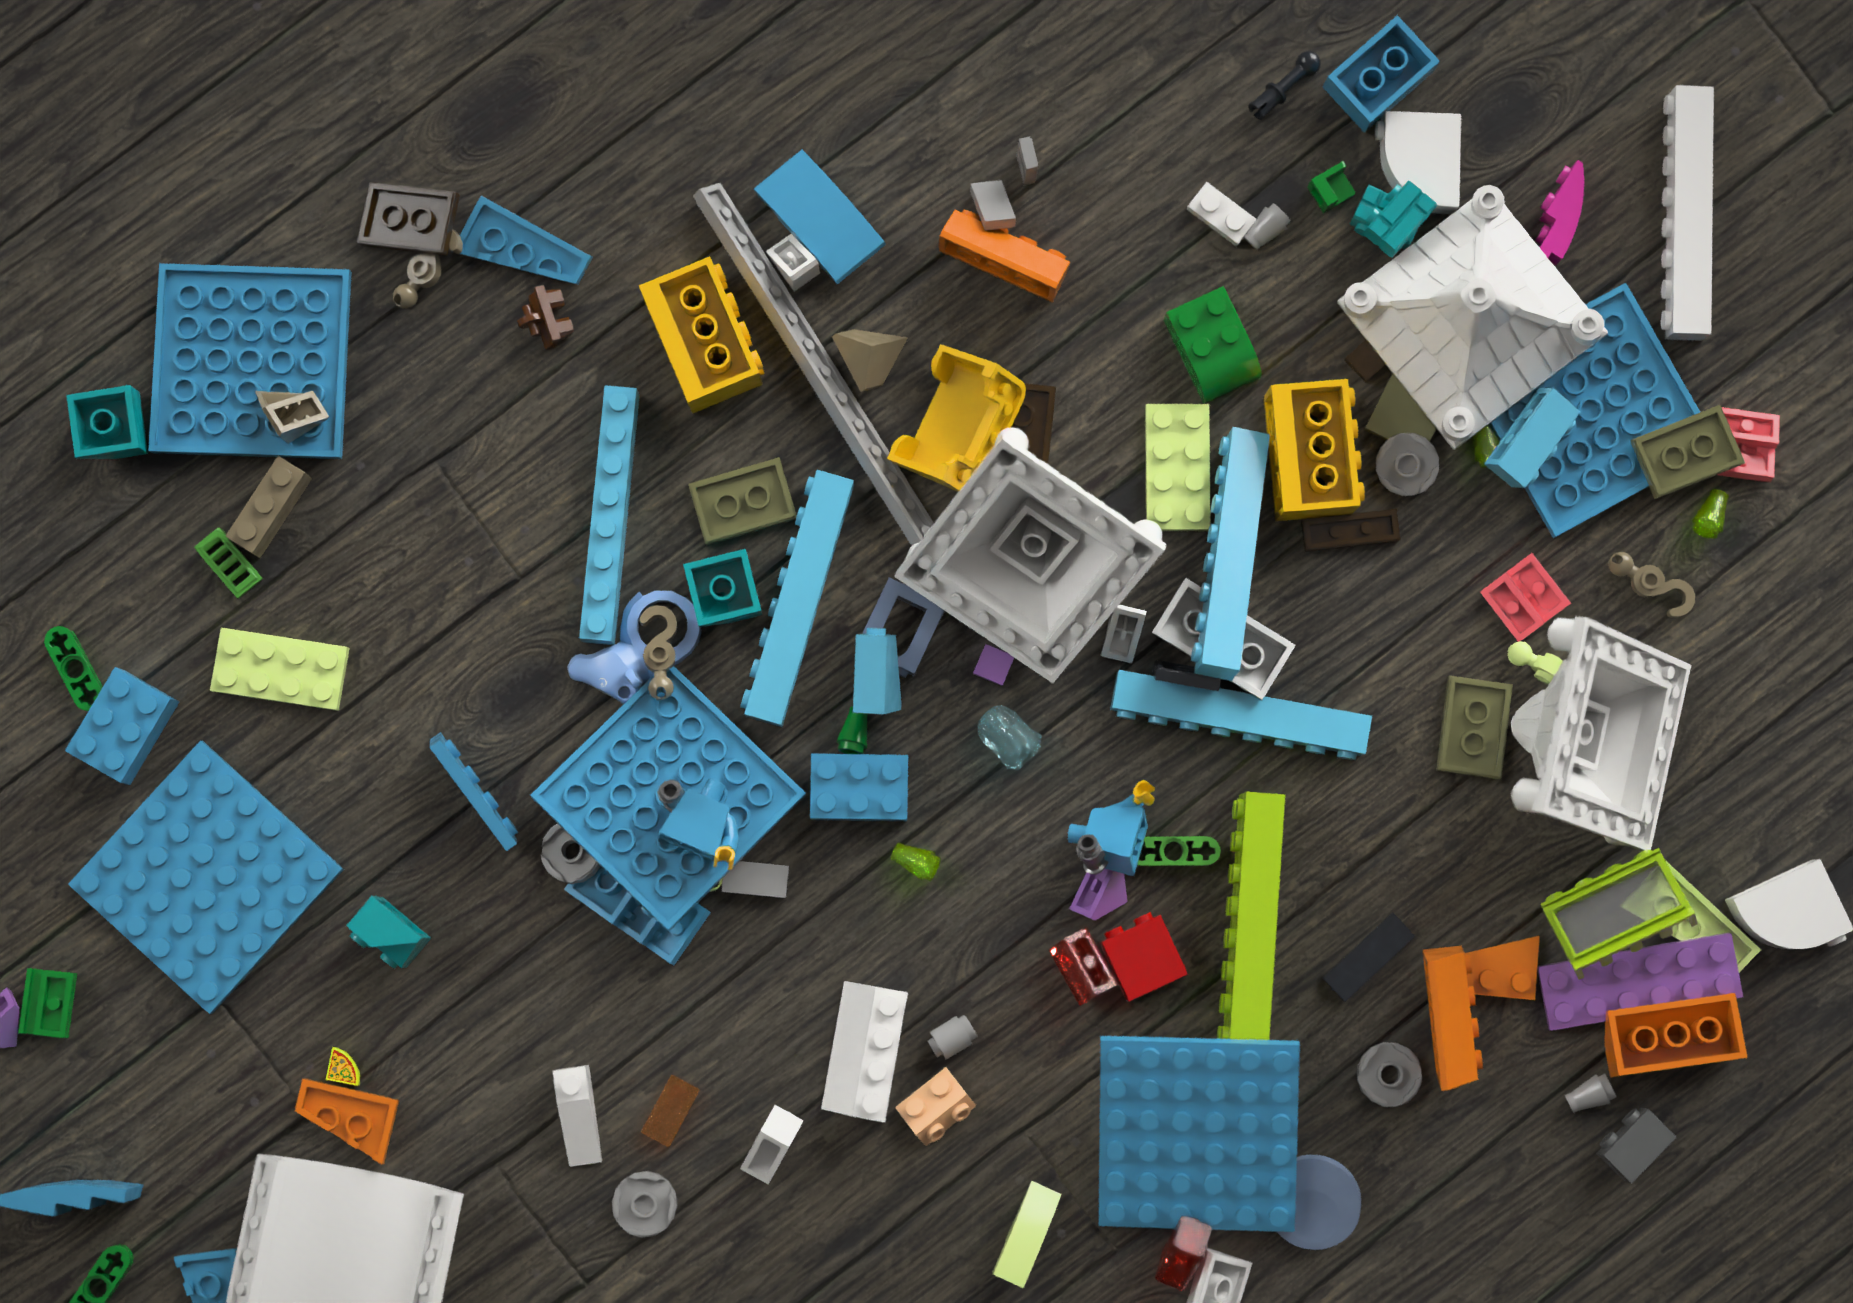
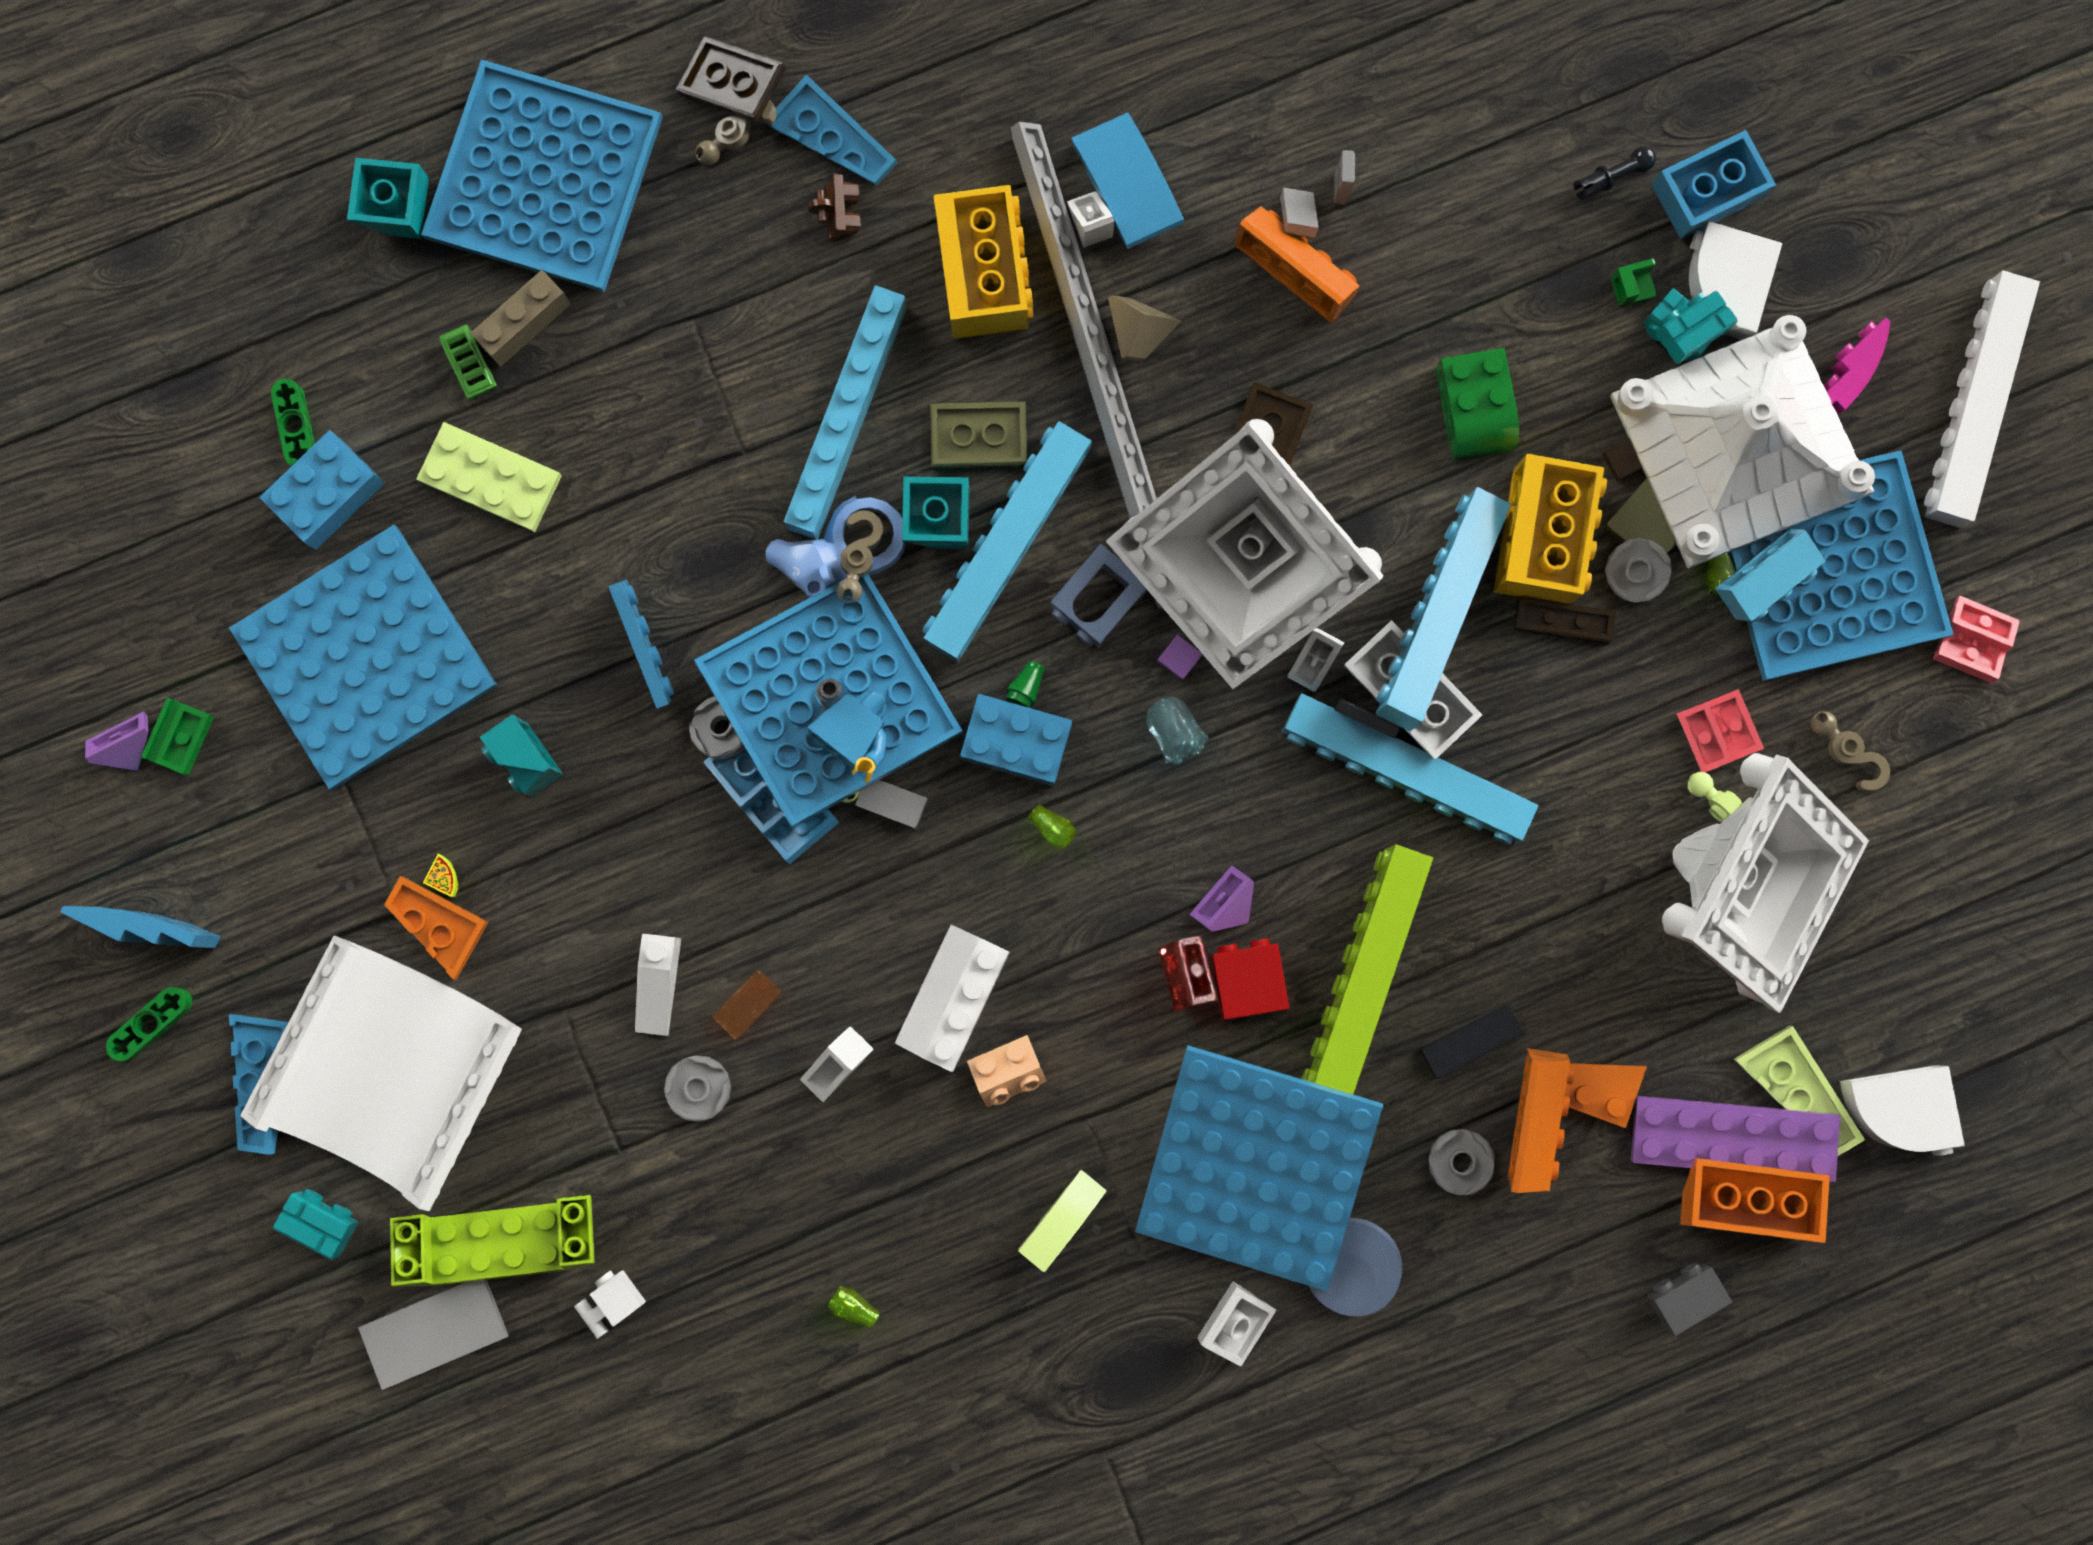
camera: 20 degrees right, 0 degrees up
(292, 412) = (567, 234): dark tan slope -> none
(876, 673) = (1063, 631): medium azure slope -> none
(952, 1037) = (1041, 1007): light grey brick -> none
(963, 419) = (1213, 407): yellow windscreen -> none
(1114, 833) = (1254, 851): dark azure torso -> none
(1178, 466) = (1412, 512): yellowish green plate -> none
(1183, 1253) = (1211, 1281): clear red brick -> none
(1197, 842) = (1328, 900): bright green beam -> none
(1221, 214) = (1519, 281): white plate -> none
(1267, 226) = (1562, 303): light grey cone -> none
(1474, 727) = (1635, 845): olive tile -> none
(1592, 1093) = (1657, 1236): light grey cone -> none
(1617, 910) = (1733, 1062): window -> none
(1687, 451) = (1920, 630): olive tile -> none
(1711, 515) = (1926, 700): clear neon green cone -> none

